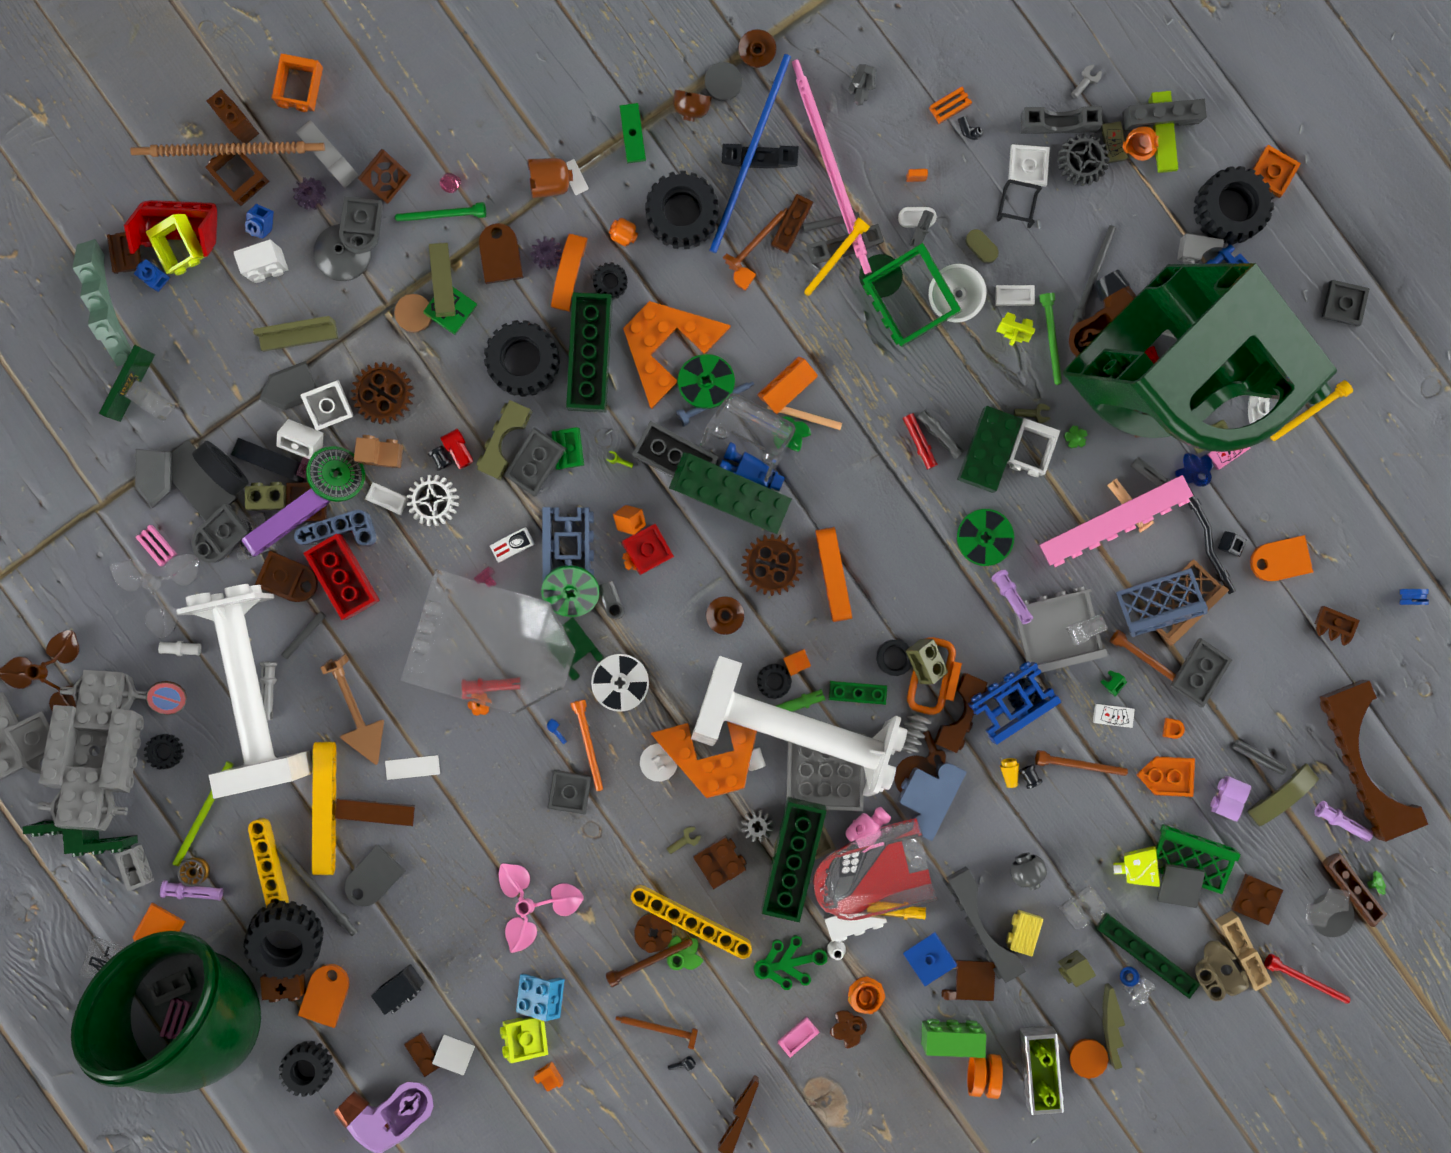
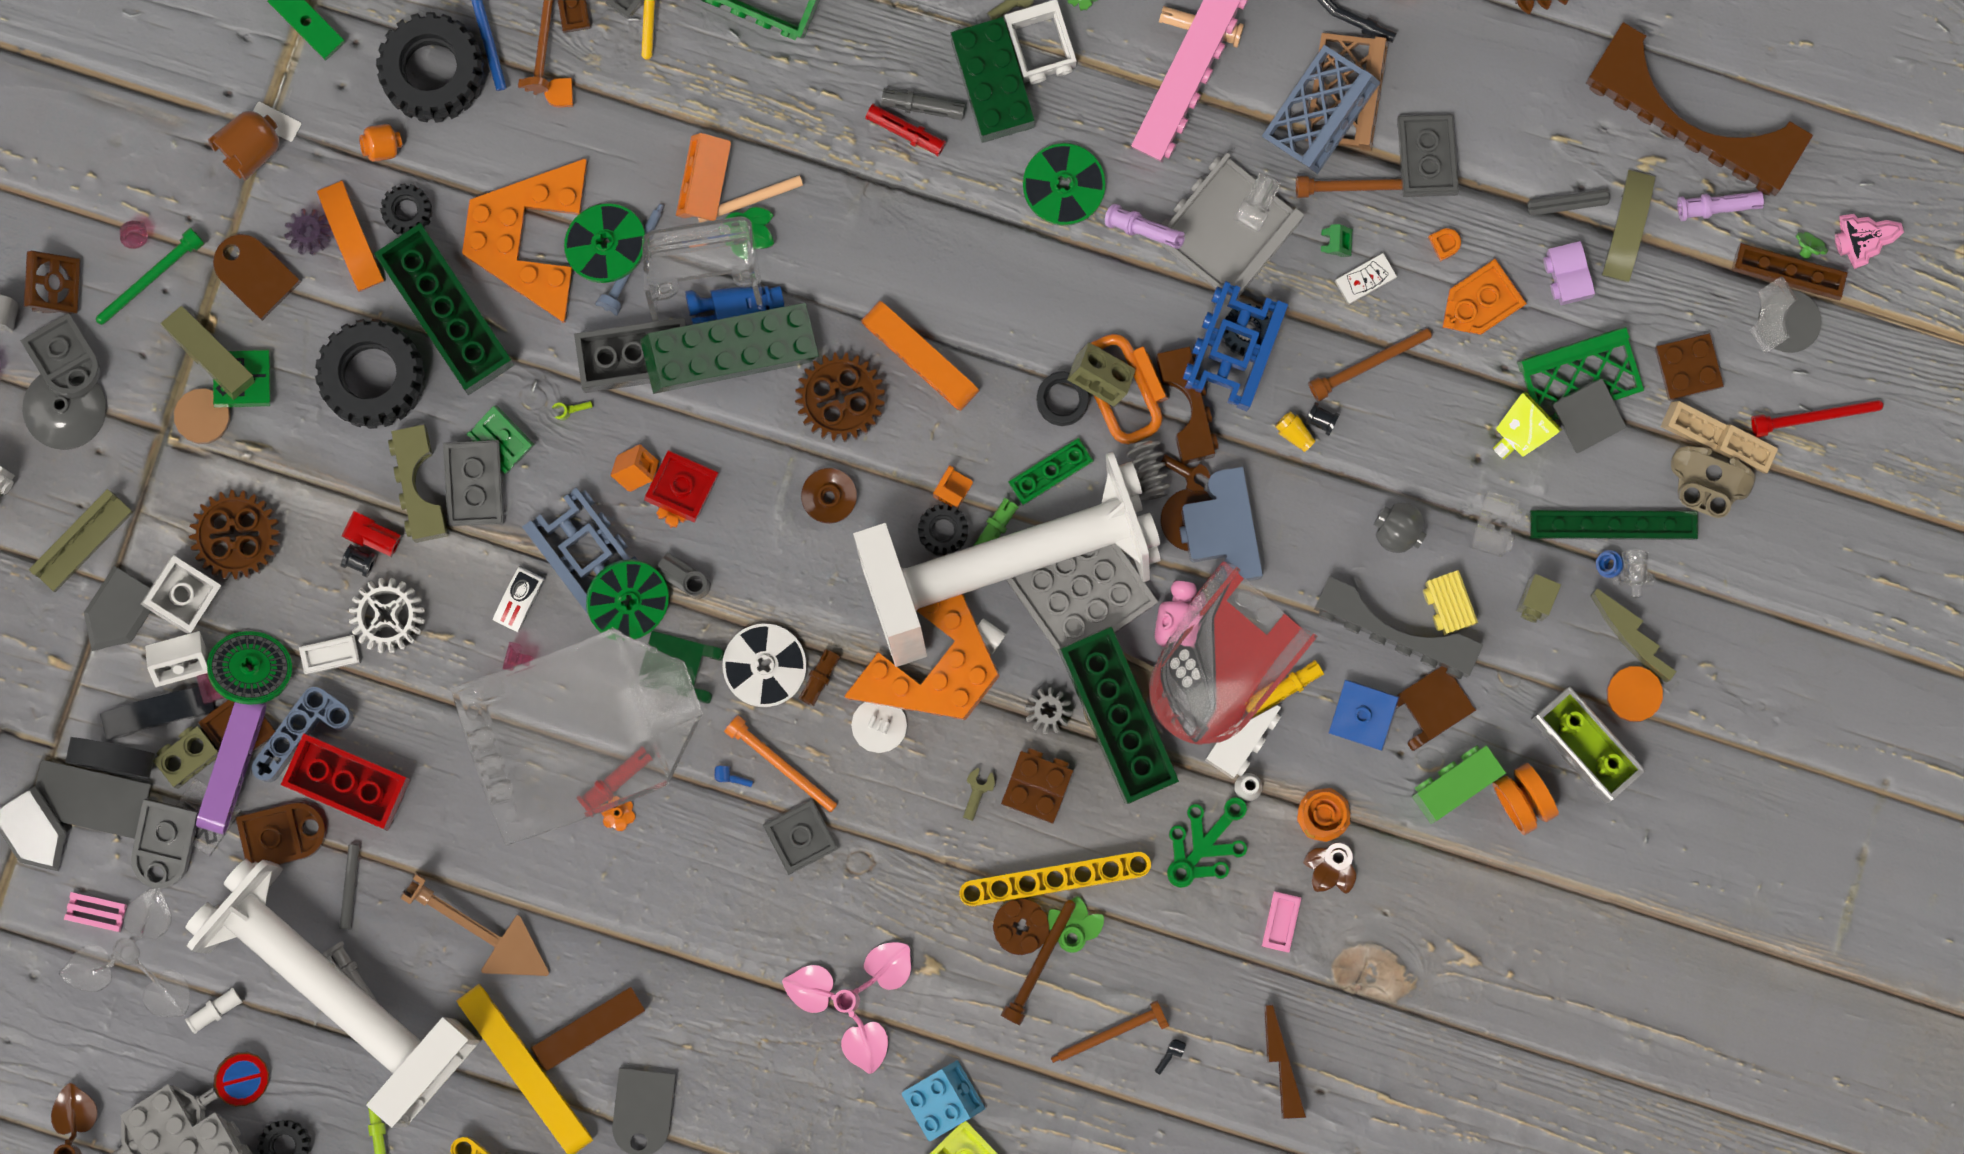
camera: 35 degrees left, 5 degrees down
(376, 453) = (282, 607): medium nougat brick -> none
(412, 767) = (593, 947): white sticker -> none
(645, 712) = (819, 677): none -> reddish brown pin
(1410, 901) = (1864, 237): none -> bright pink rock

